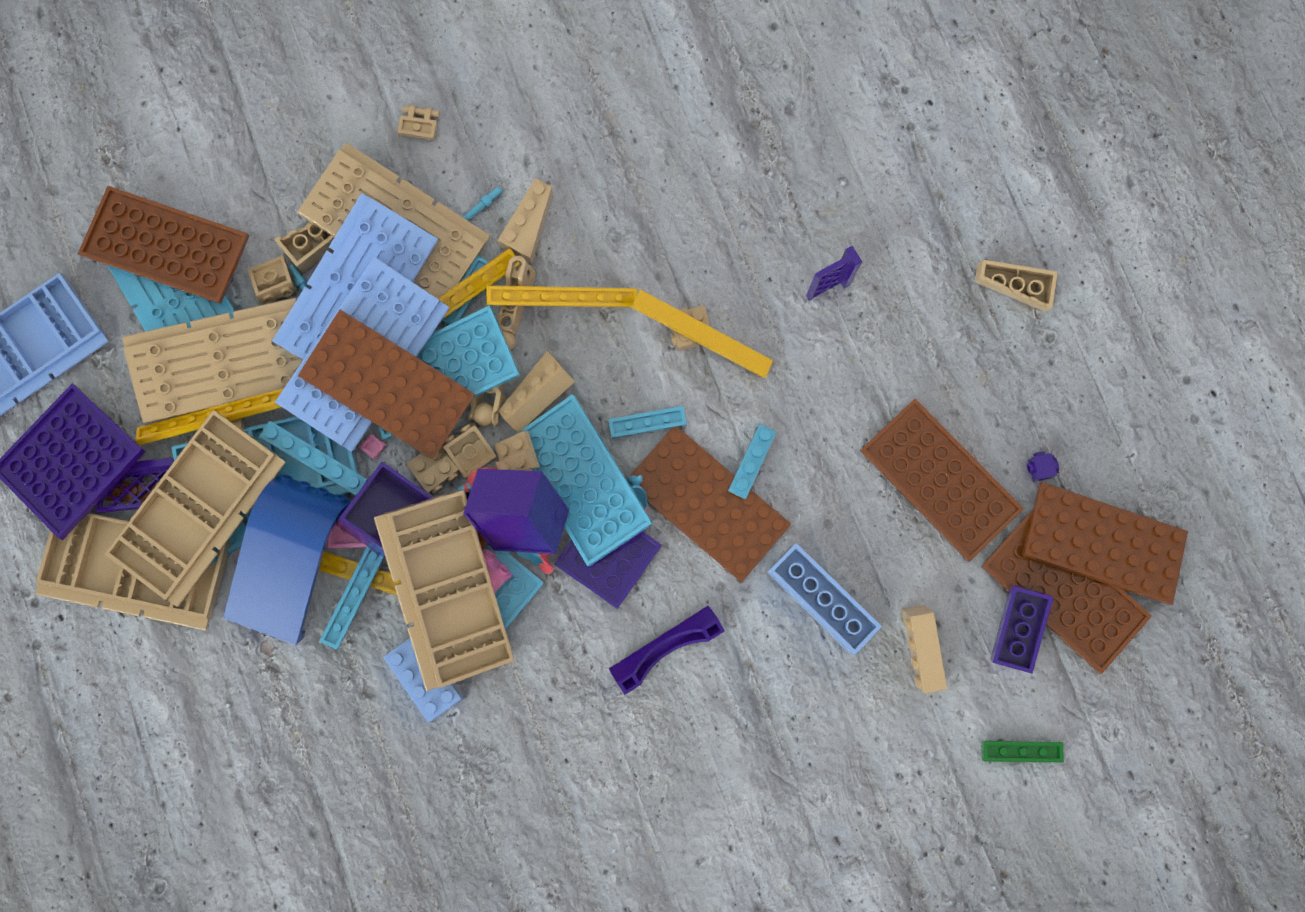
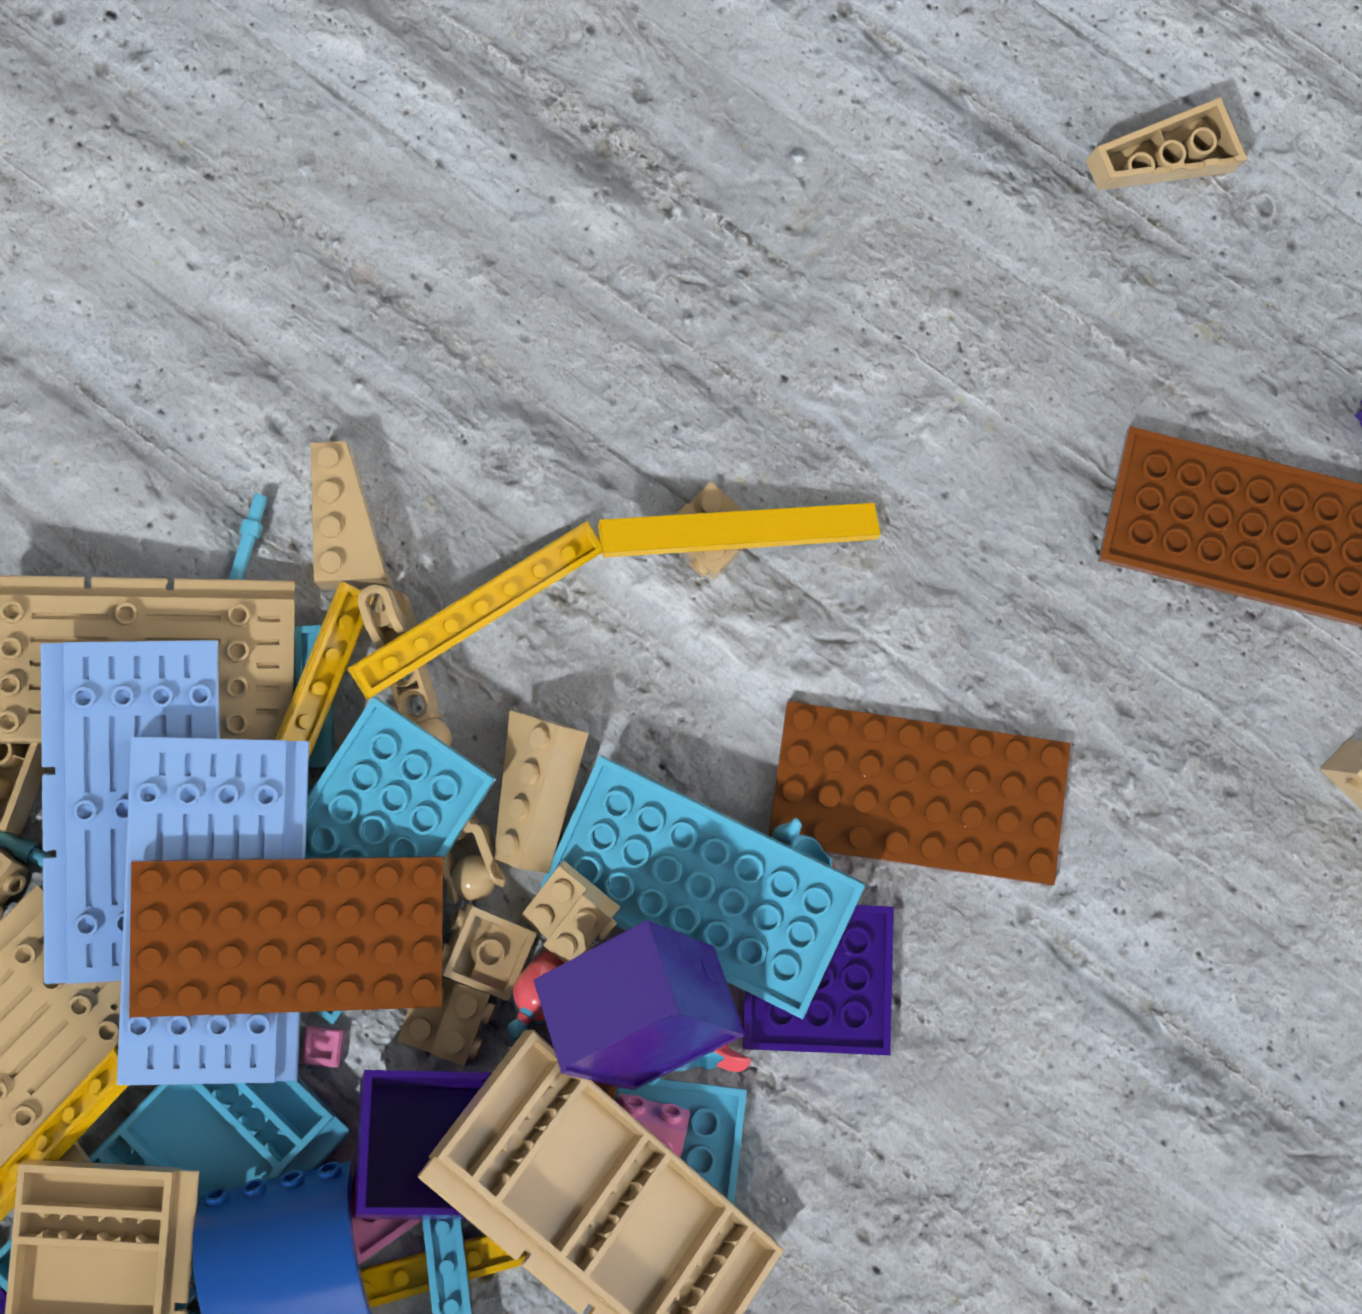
camera: 35 degrees left, 0 degrees up
(313, 458) = (239, 1132): medium azure plate -> none
(418, 127) = (60, 477): tan plate -> none
(647, 422) = (742, 724): medium azure plate -> none
(698, 628) = (979, 1138): dark purple arch -> none
(752, 461) = (947, 683): medium azure plate -> none
(824, 599) = (1201, 830): light blue brick -> none
(836, 273) = (897, 299): dark purple fence -> none

